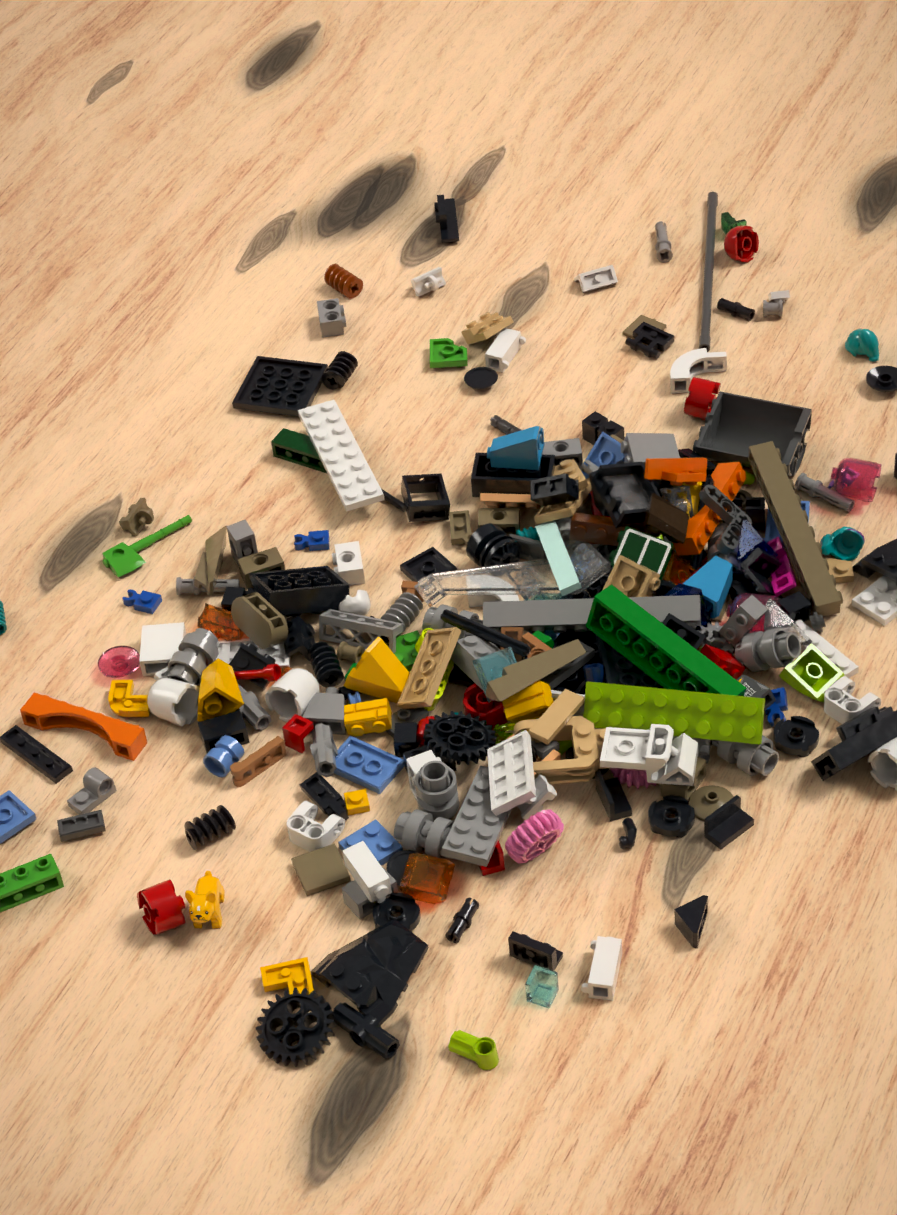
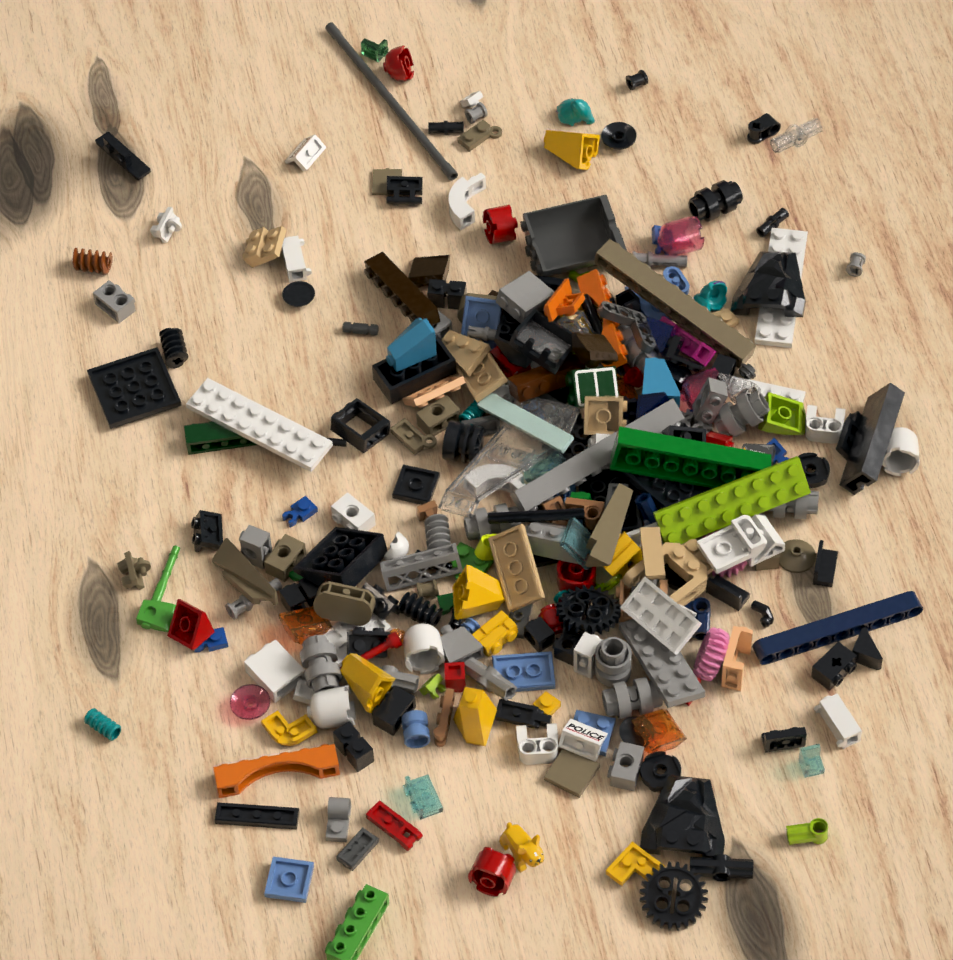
camera: 40 degrees left, 10 degrees up
(129, 823) = (393, 825): none -> red plate
(132, 579) = (189, 625): none -> red slope
(160, 741) = (358, 751): none -> black piece
(174, 814) = (423, 796): none -> clear light blue bracket
(207, 825) = (460, 790): black piece -> none
(225, 514) = (207, 530): none -> black bracket
(273, 729) = (431, 686): none -> lime tile
(277, 770) = (475, 716): none -> yellow slope
(346, 835) = (582, 739): none -> white panel
(367, 872) = (623, 752): white brick -> none
(447, 354) = (247, 286): bright green plate -> none
(462, 920) = (709, 746): black pin -> none
(554, 490) = (478, 367): black hinge -> none
(554, 850) = (732, 670): none -> light nougat panel
(561, 411) = (400, 289): none -> dark brown brick
(567, 800) = (702, 616): none -> dark blue piece
(611, 407) = (429, 268): none -> dark brown slope
(648, 916) = (834, 666): none -> black brick
(662, 246) = (333, 94): light grey pin -> none
(671, 827) = (781, 592): black plate -> none
(687, 885) = (837, 627): none -> dark blue beam
(760, 326) = (478, 134): none -> dark tan hinge
(823, 518) = (678, 278): none -> medium blue plate
(832, 370) = (572, 147): none -> yellow slope

